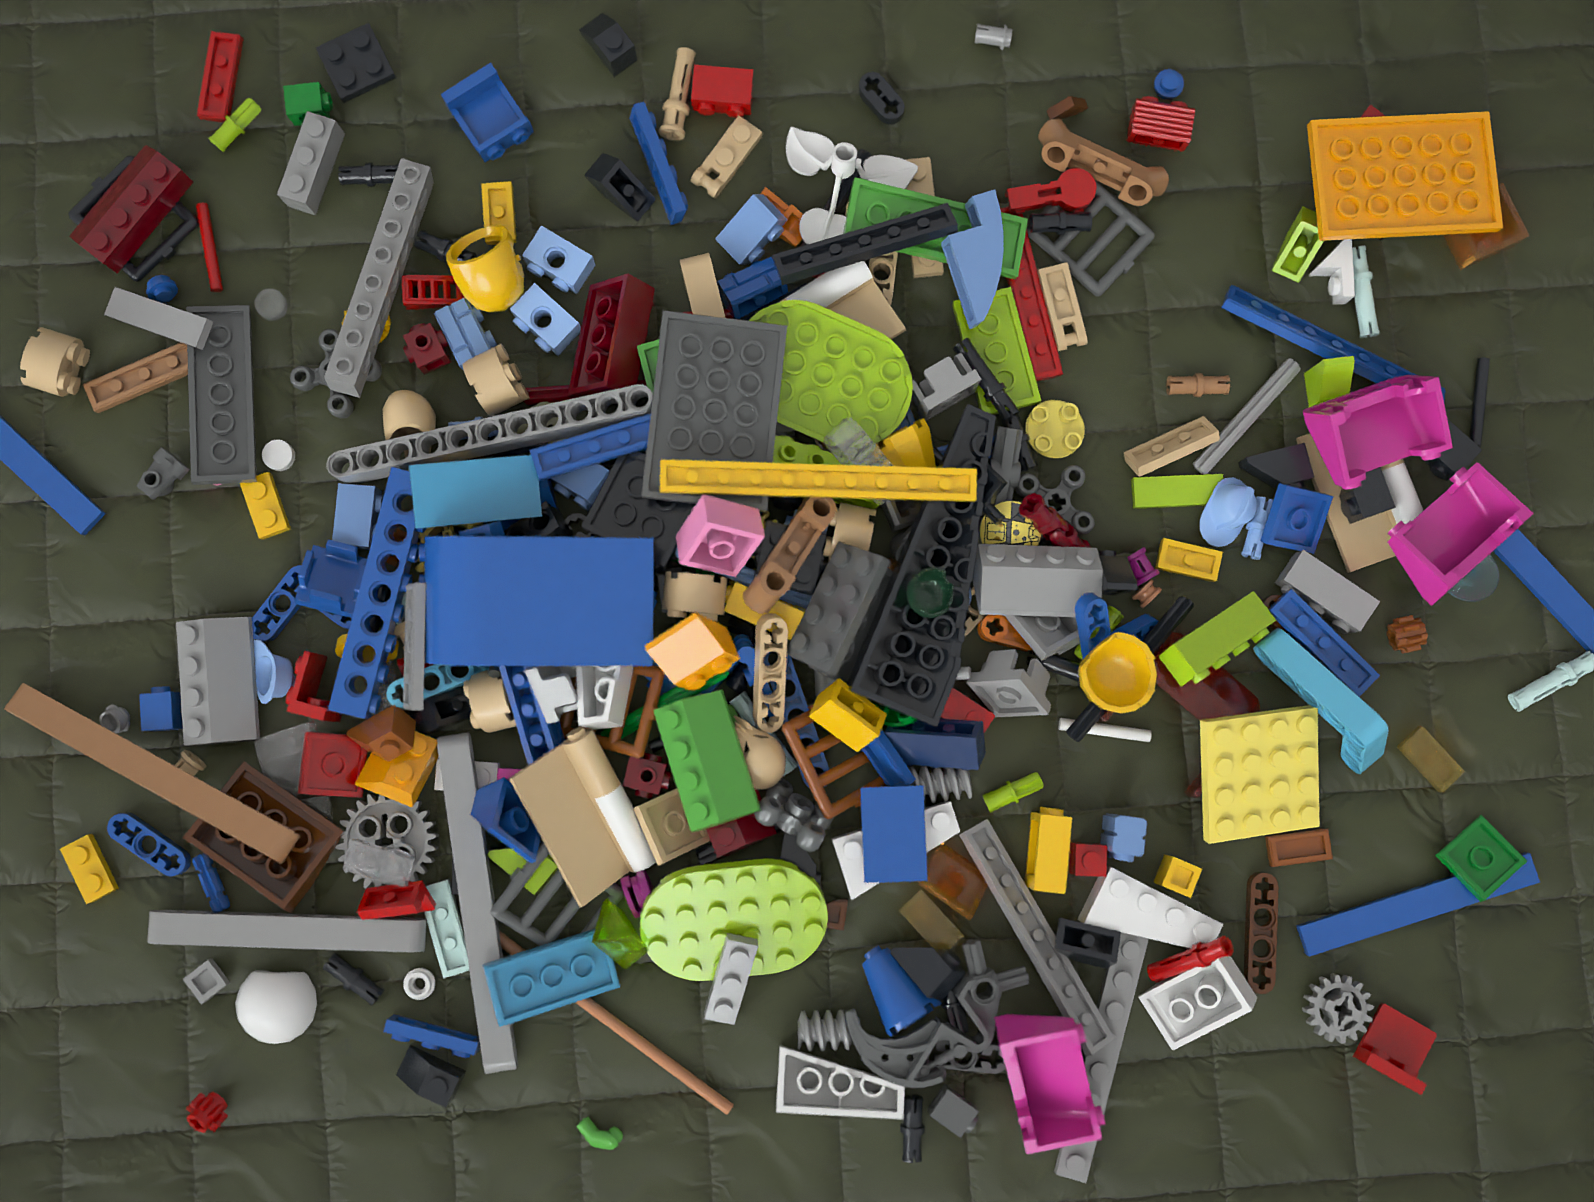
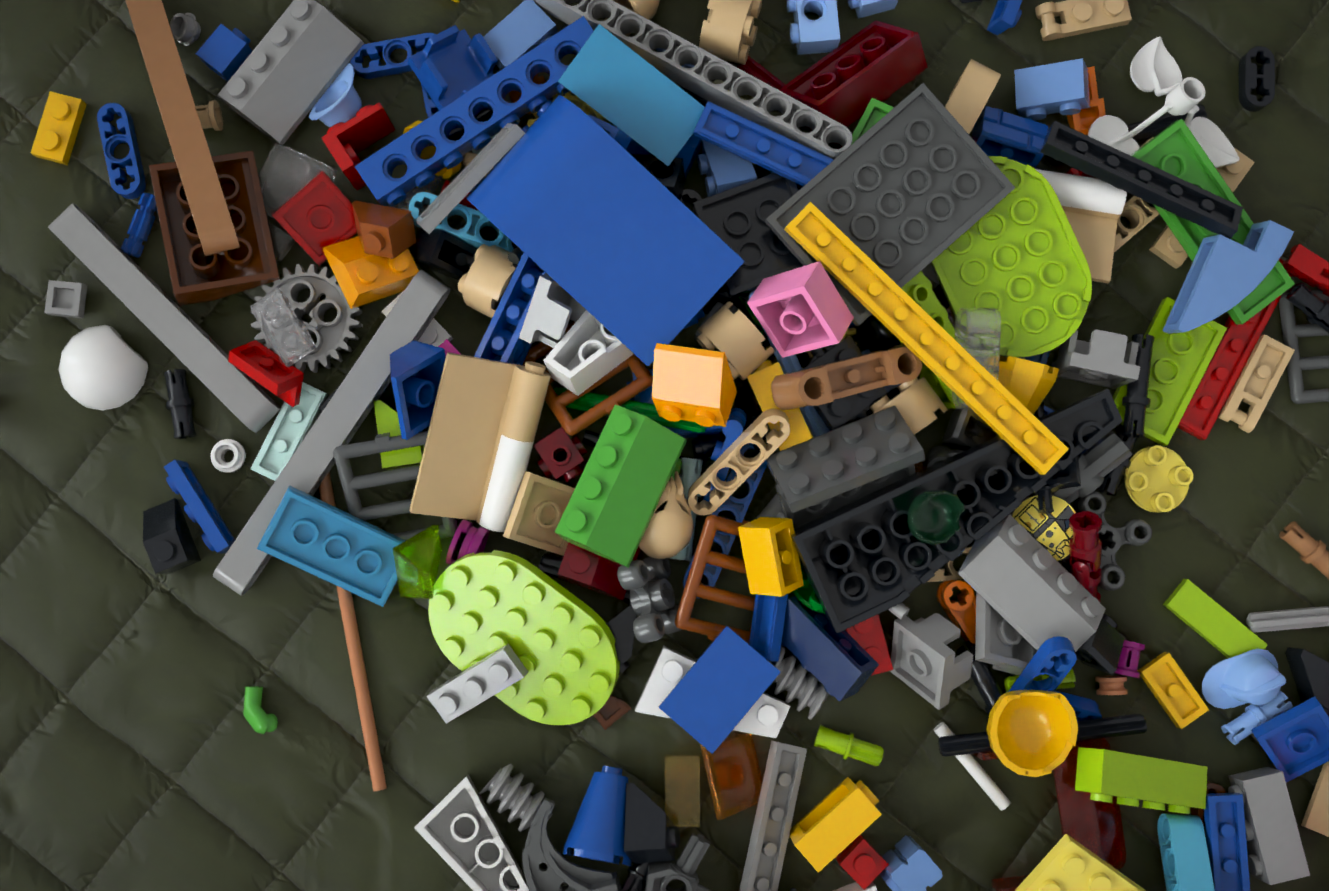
camera: 45 degrees right, 0 degrees up
(1171, 446) = (1245, 582): tan plate -> none

